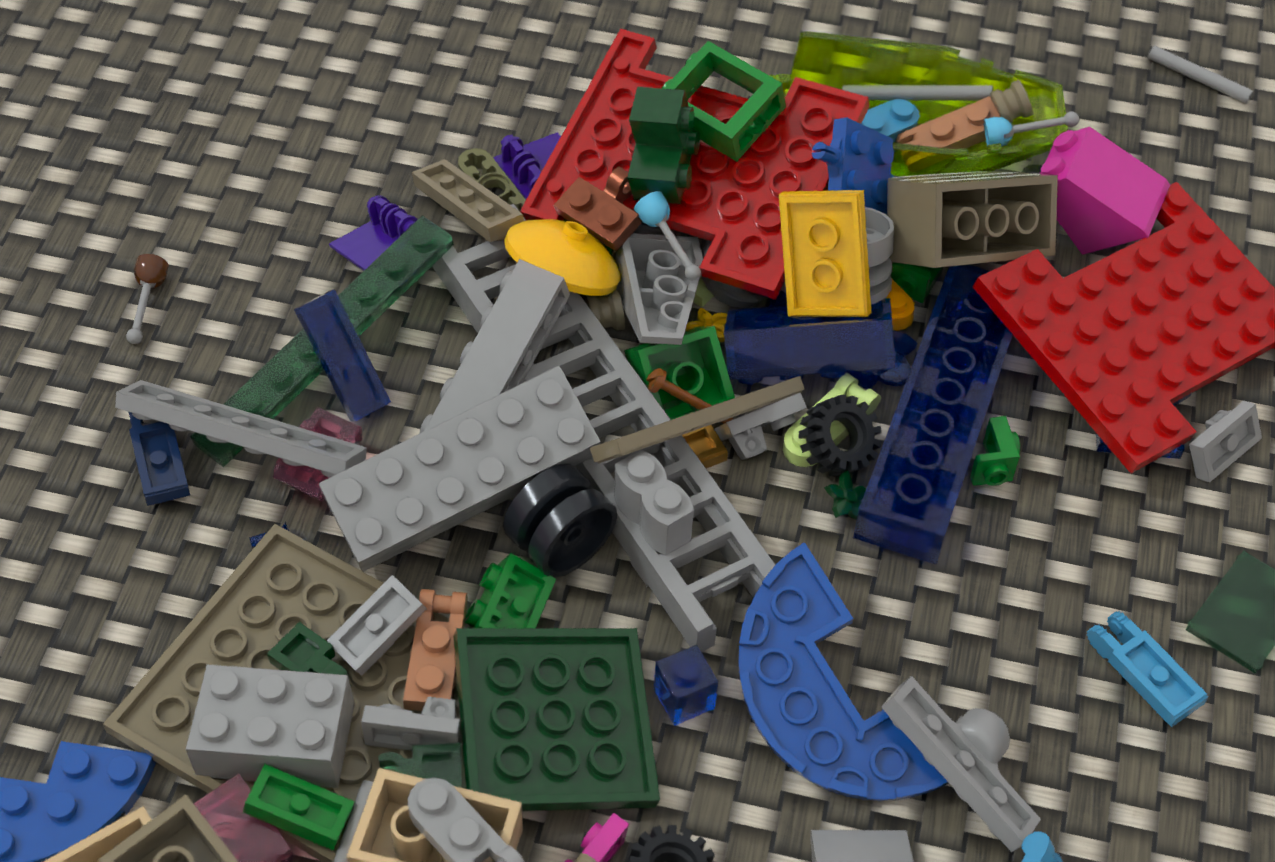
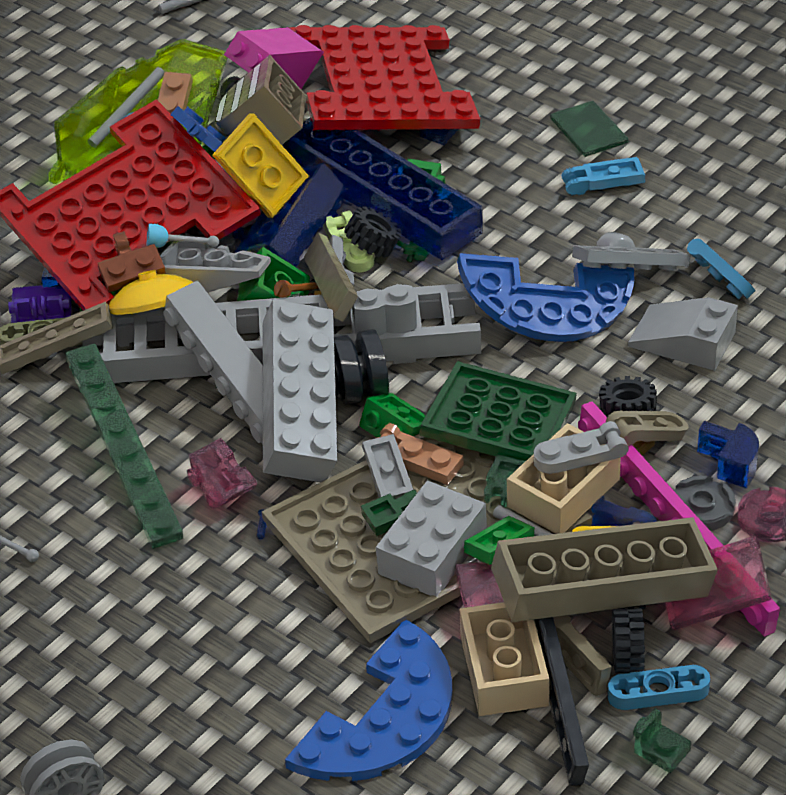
camera: 60 degrees left, 10 degrees down
(158, 461) = (152, 562): dark blue hinge -> none
(239, 427) = (189, 490): light grey plate -> none
(342, 355) = (151, 431): clear blue plate -> none
(373, 238) = (47, 396): dark purple hinge -> none
(400, 728) = (474, 469): light grey hinge -> none
(664, 143) = (114, 205): dark green brick -> none
(685, 685) = (507, 353): clear blue brick -> none
(751, 119) = (110, 182): green window -> none
(1001, 130) = (198, 77): hinge -> none
(1012, 102) = (182, 60): dark tan wheel -> none
(1225, 440) = (472, 83): light grey hinge -> none

